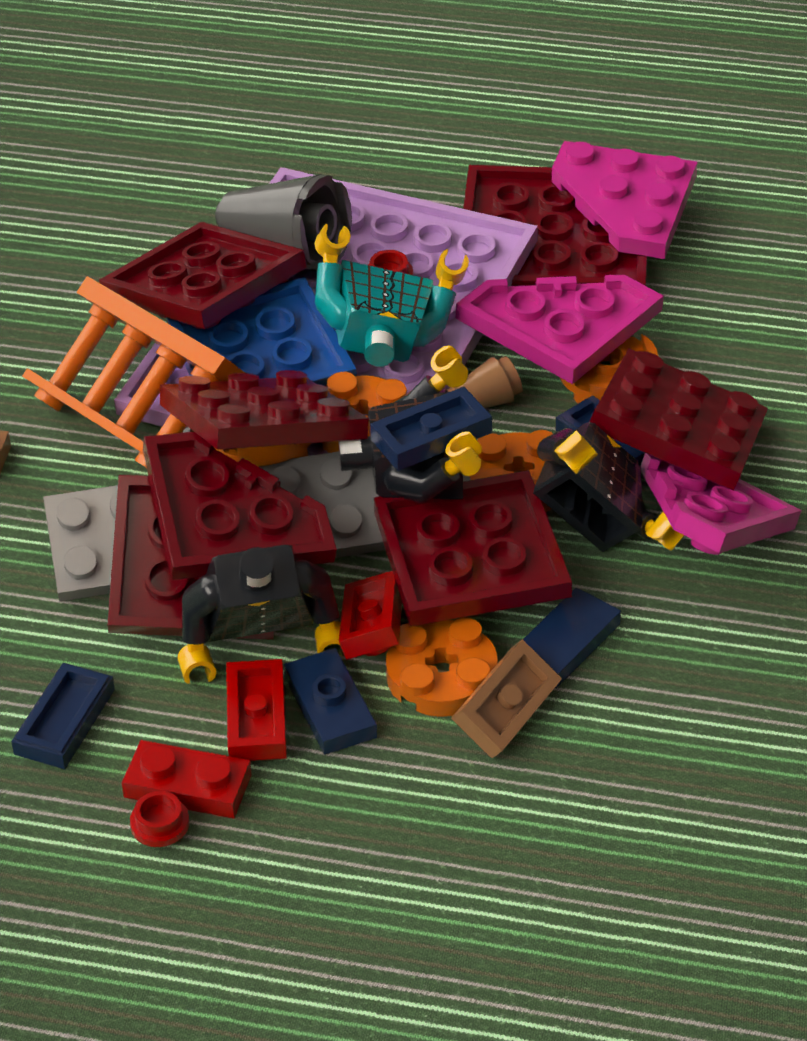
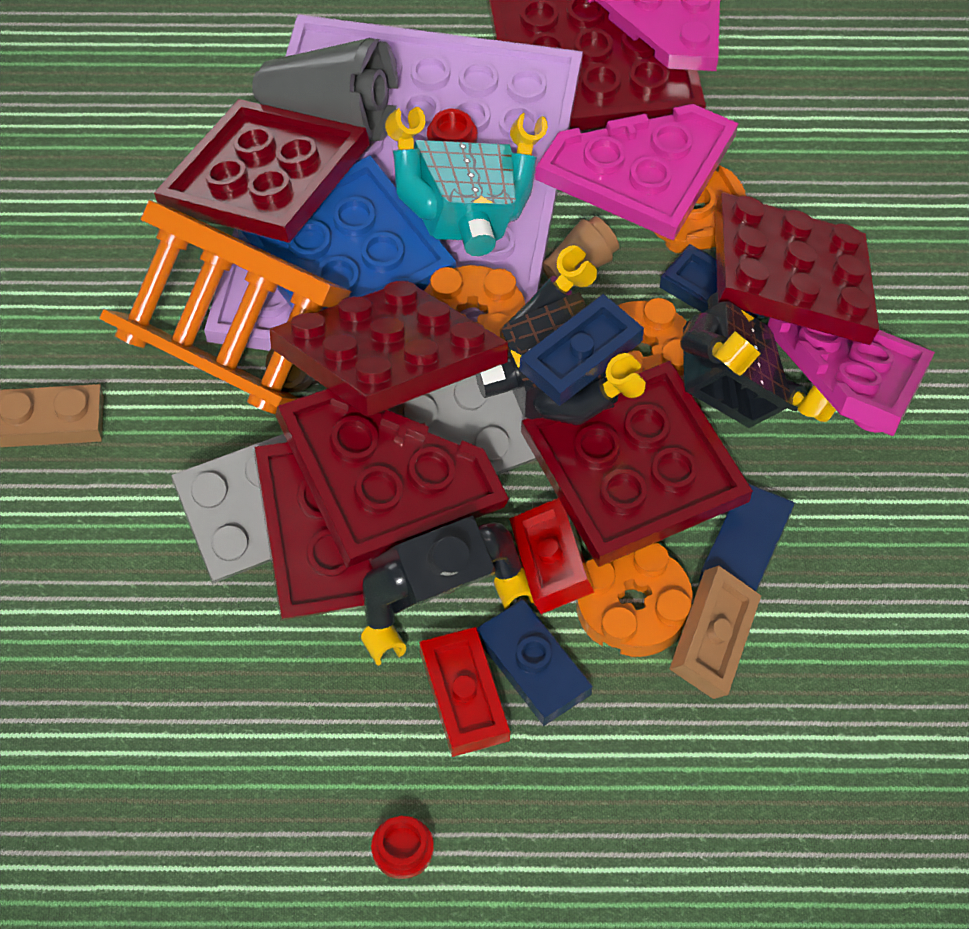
camera: 15 degrees left, 15 degrees up
(63, 715) = (260, 731): dark blue tile -> none
(198, 778) = (413, 786): red plate -> none

